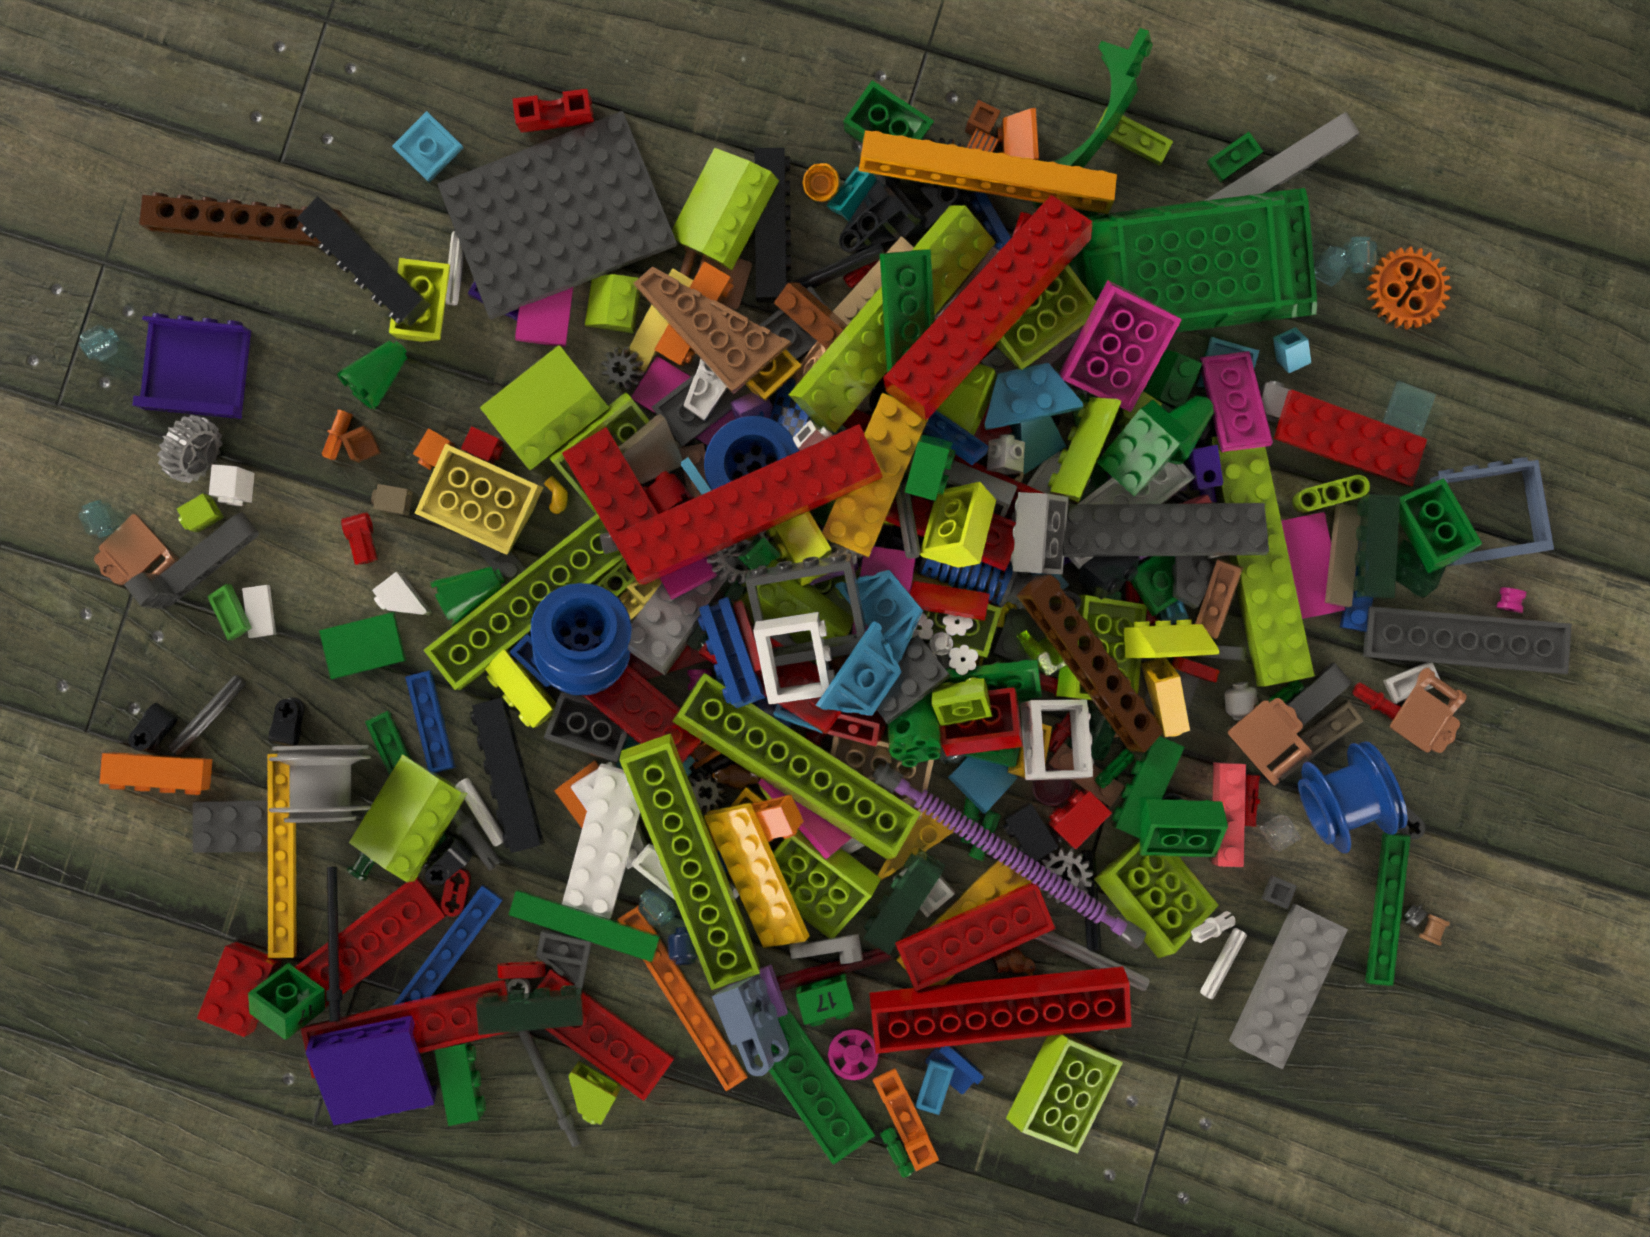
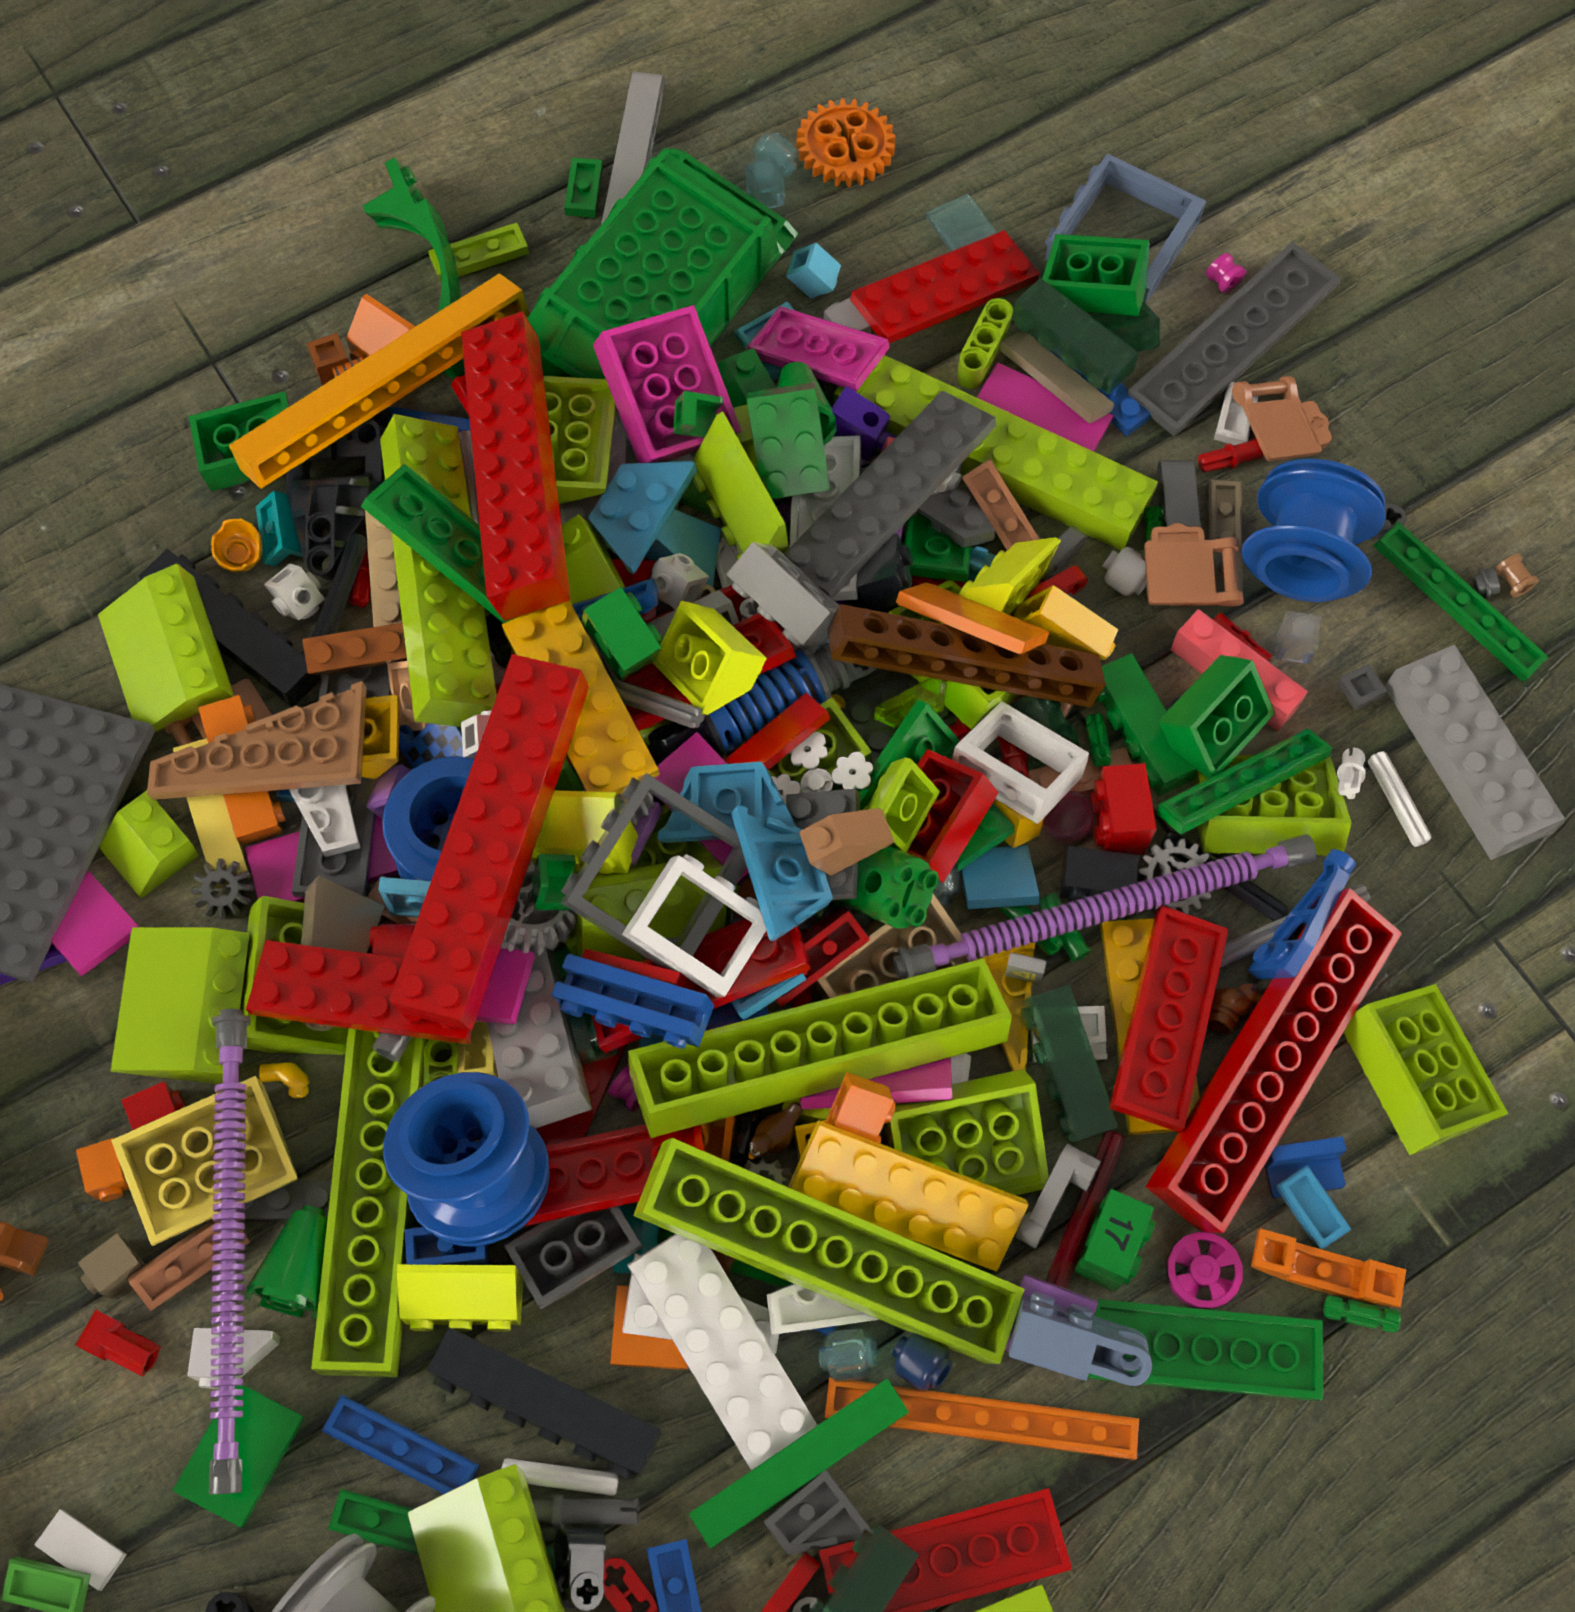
camera: 55 degrees left, 20 degrees down
(426, 534) = (177, 1267): none -> nougat plate
(541, 458) = (231, 1039): none -> medium lavender hose
(820, 242) = (295, 592): none -> white brick
(908, 697) = (845, 839): none -> medium nougat slope
(938, 836) = (1025, 968): none -> light grey tile
(1061, 976) = (1286, 957): none -> blue plate
(1111, 381) = (695, 413): none -> green panel
(1118, 647) = (972, 617): none -> orange tile
(1154, 872) = (1243, 781): none -> green tile

